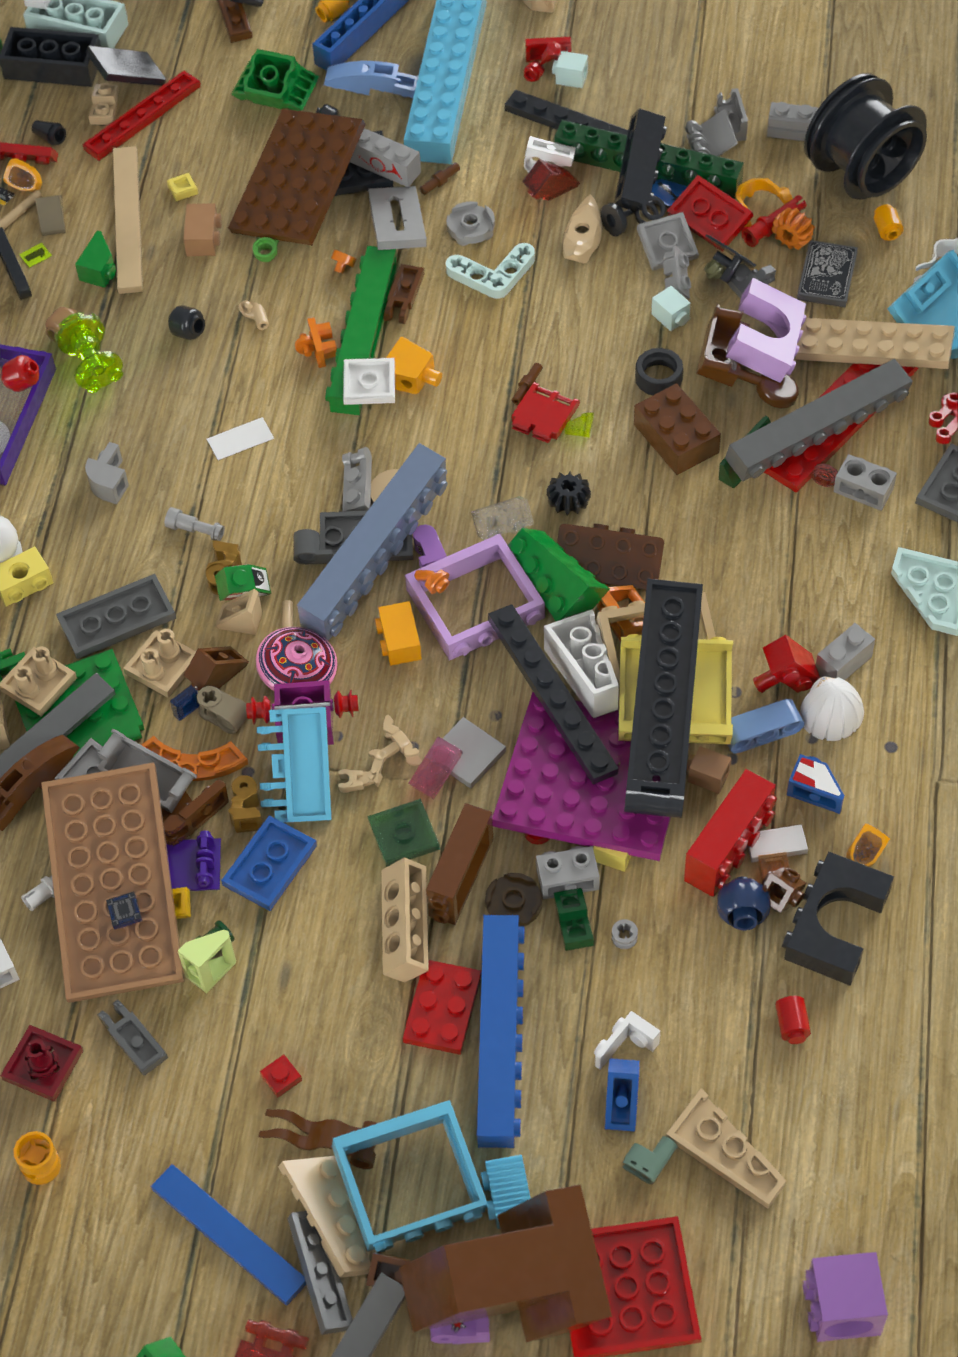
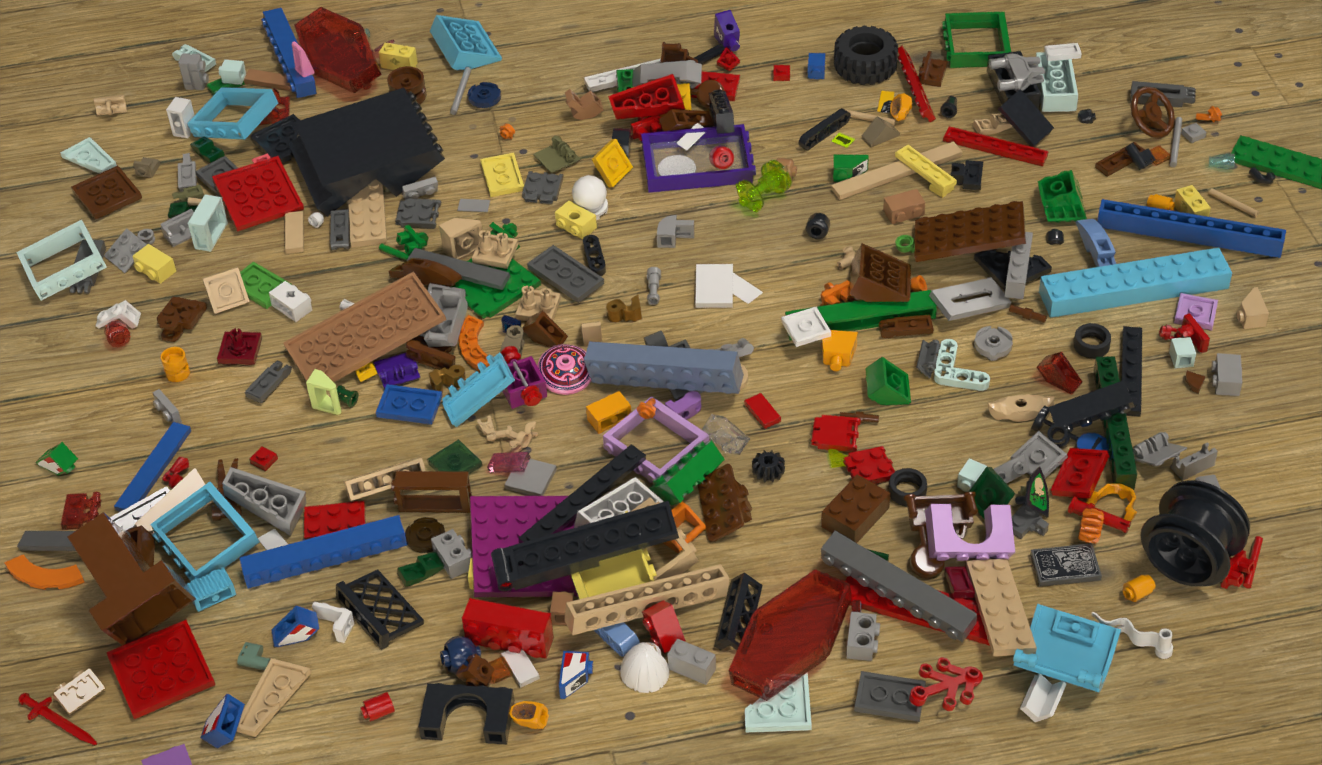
camera: 70 degrees right, 10 degrees down
(55, 36) = (1020, 69): none -> light grey connector
(86, 569) = (596, 249): none -> black beam
(124, 910) = (343, 342): tile -> none
(130, 1185) = (168, 410): none -> light grey plate
(142, 18) = (1086, 116): none -> black piece
(147, 187) = (925, 168): none -> light yellow tile
(179, 152) = (968, 174): none -> black plate
(226, 462) = (714, 286): none -> white tile
(240, 579) = (611, 320): green slope -> none
(246, 1194) = (180, 464): none -> red piece
(319, 288) = (879, 277): none -> reddish brown slope
(384, 1075) = (266, 498): none -> light grey wedge
(457, 1090) = (272, 540): none -> white sticker
(459, 283) = (927, 357): none -> dark grey hinge
(470, 475) = (762, 410): none -> red tile
(490, 340) = (887, 383): none -> green slope
(507, 125) = (1092, 330): none -> black tyre
(508, 39) = (1200, 308): none -> lavender tile
(548, 151) = (1080, 358): white plate -> none
(607, 1011) = (365, 614): none -> black fence
(610, 397) = (870, 464): none -> red plate
(613, 76) = (1195, 381): none -> reddish brown tile
(622, 45) = (1227, 374): none -> light grey brick
(627, 942) = (420, 603): light grey bush -> none
(709, 290) = (990, 490): none -> dark green tile
(750, 669) = (629, 602): none -> tan brick
(762, 1216) = (223, 722): none -> blue slope
(783, 592) = (735, 608): none -> black fence
(821, 370) = (959, 582): none -> dark red tile
(847, 543) = (790, 634): none -> clear red container

